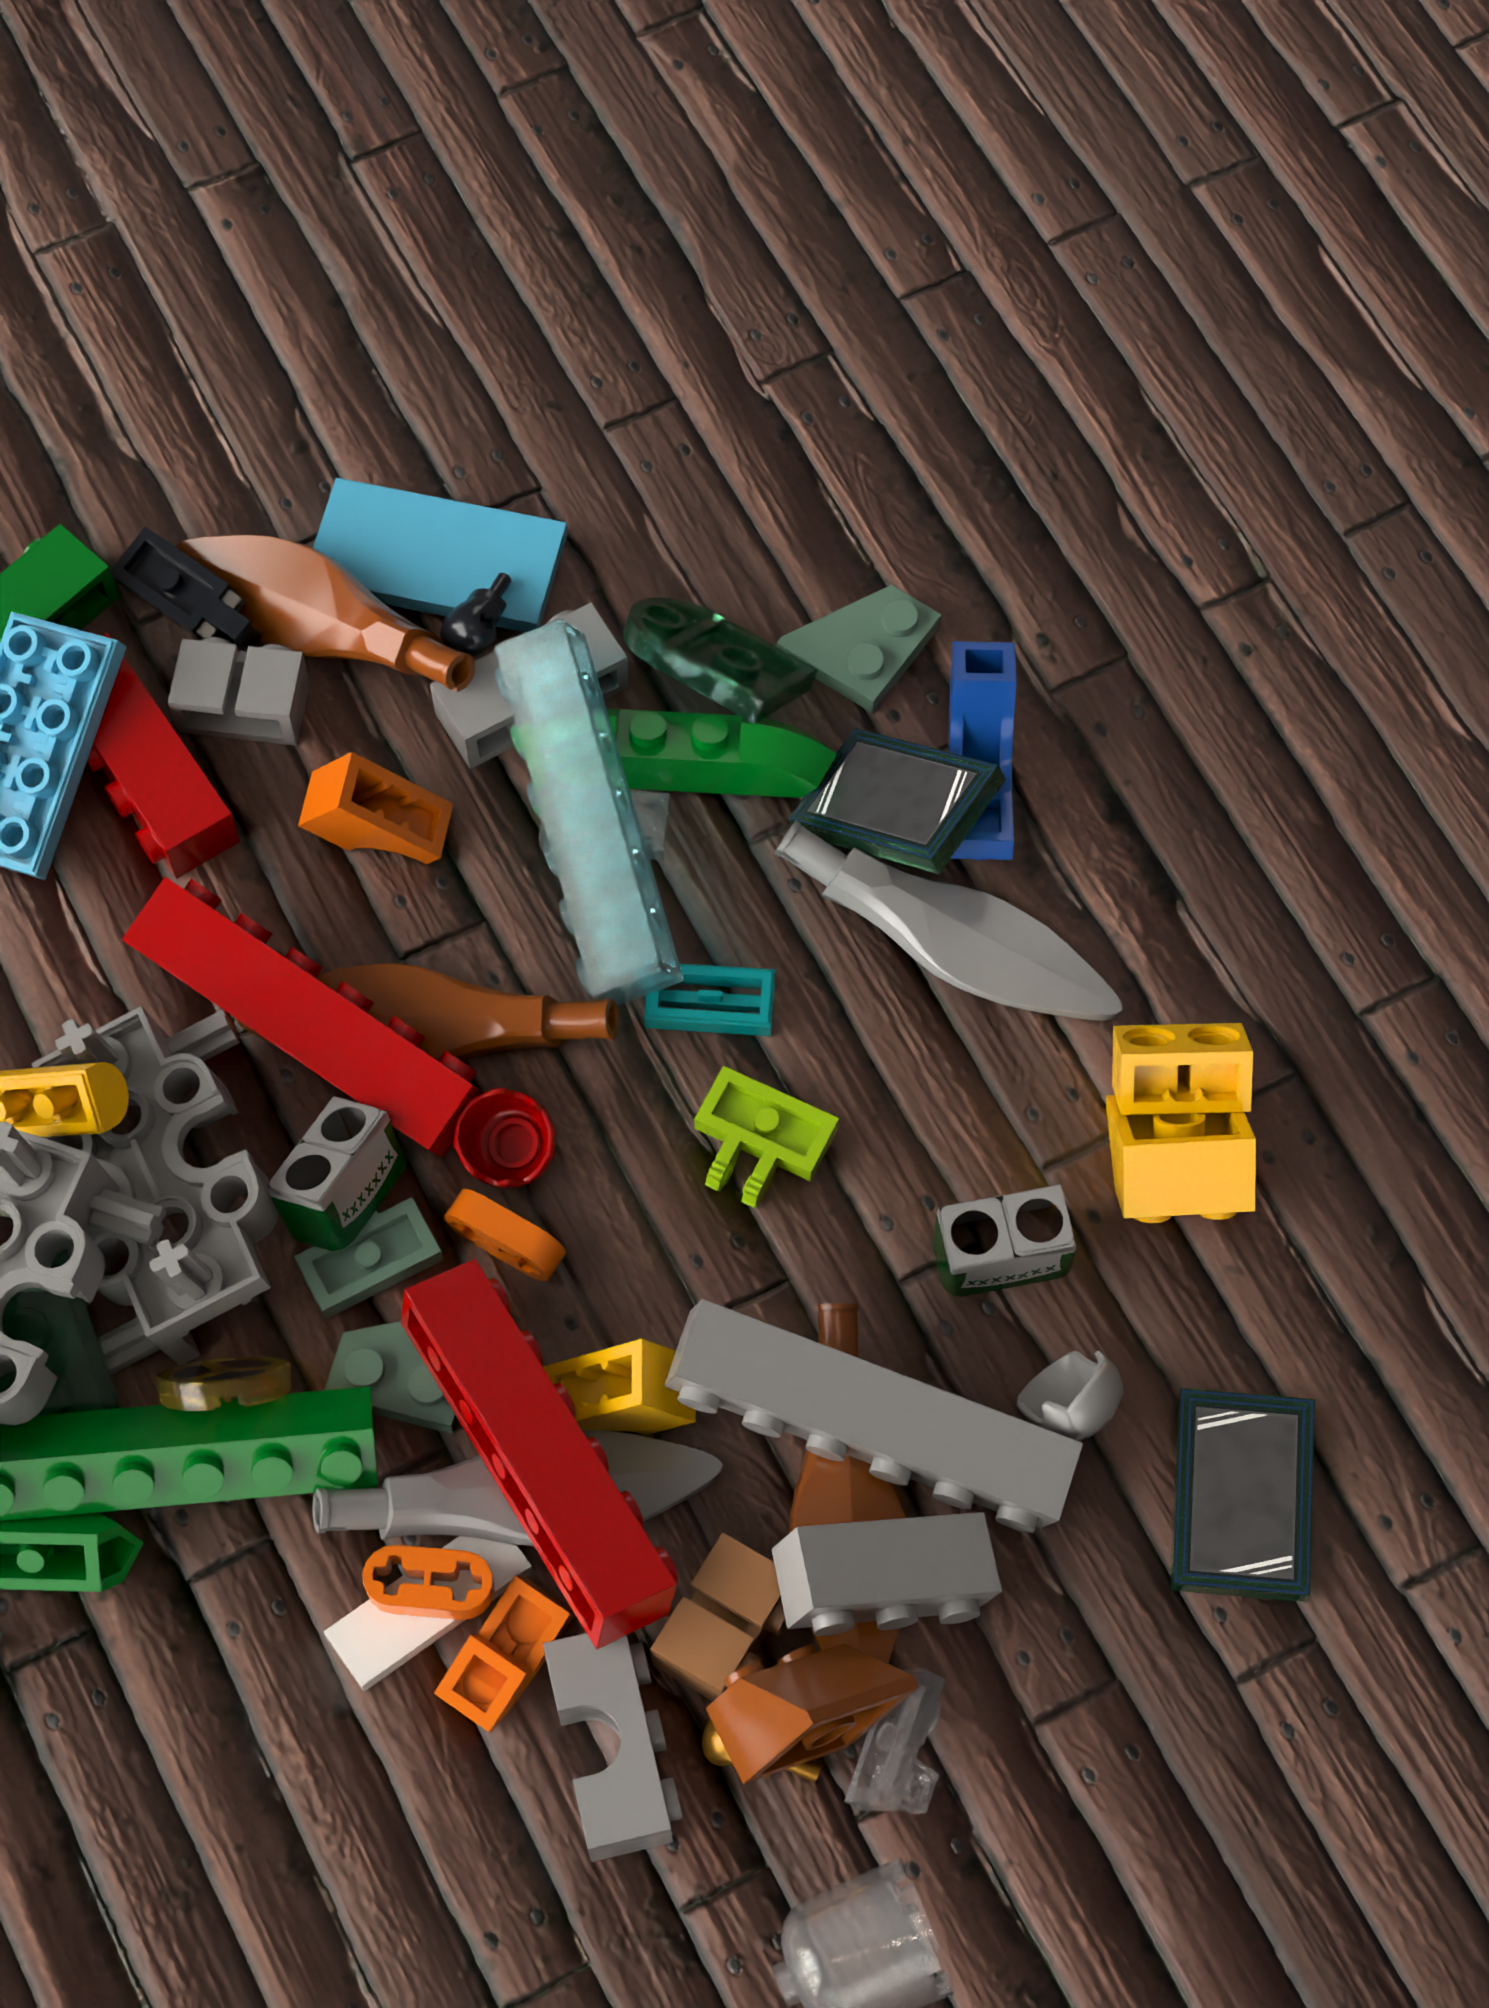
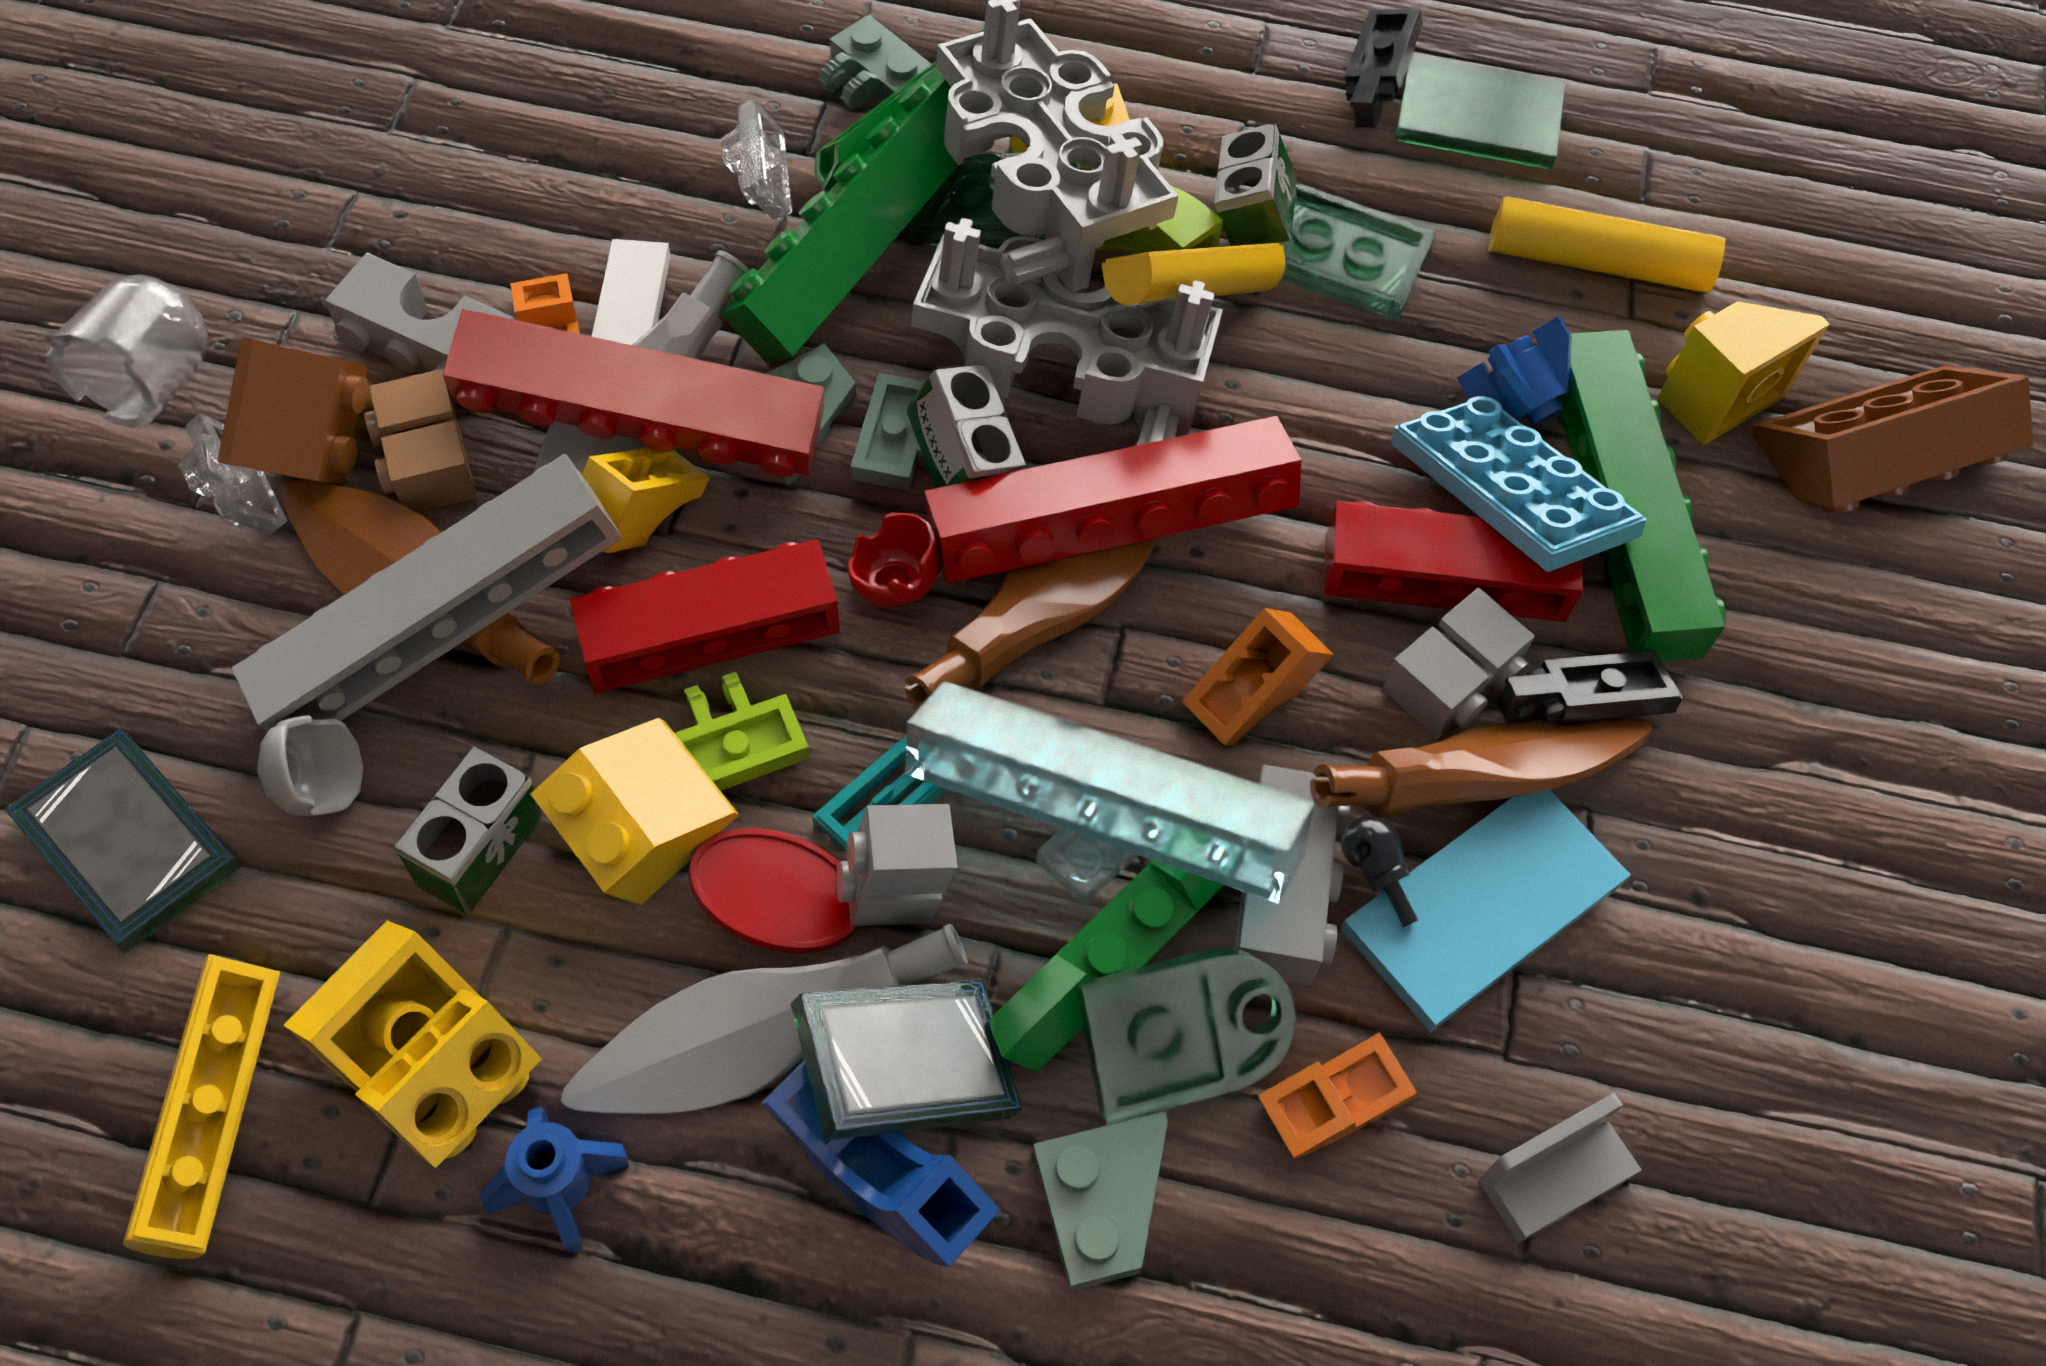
camera: 125 degrees right, 5 degrees down
(134, 1654) = (760, 155): none -> clear hinge
(203, 1383) = (877, 276): clear yellow tile -> none
(427, 1598) = (628, 301): orange beam -> none
(505, 1235) = (826, 515): orange beam -> none
(598, 404) = (1559, 1170): none -> light grey panel
(668, 561) = (1337, 1096): none -> orange slope
(673, 1236) = (705, 615): none -> red brick
(769, 904) = (898, 864): none -> light grey piece
(850, 1001) = (770, 890): none -> red piece
(886, 1572) = (325, 529): light grey brick -> none
(887, 1127) = (634, 808): none -> yellow slope
(1172, 960) = (552, 1188): none -> blue brick
(1345, 1219) = (202, 1110): none -> yellow brick

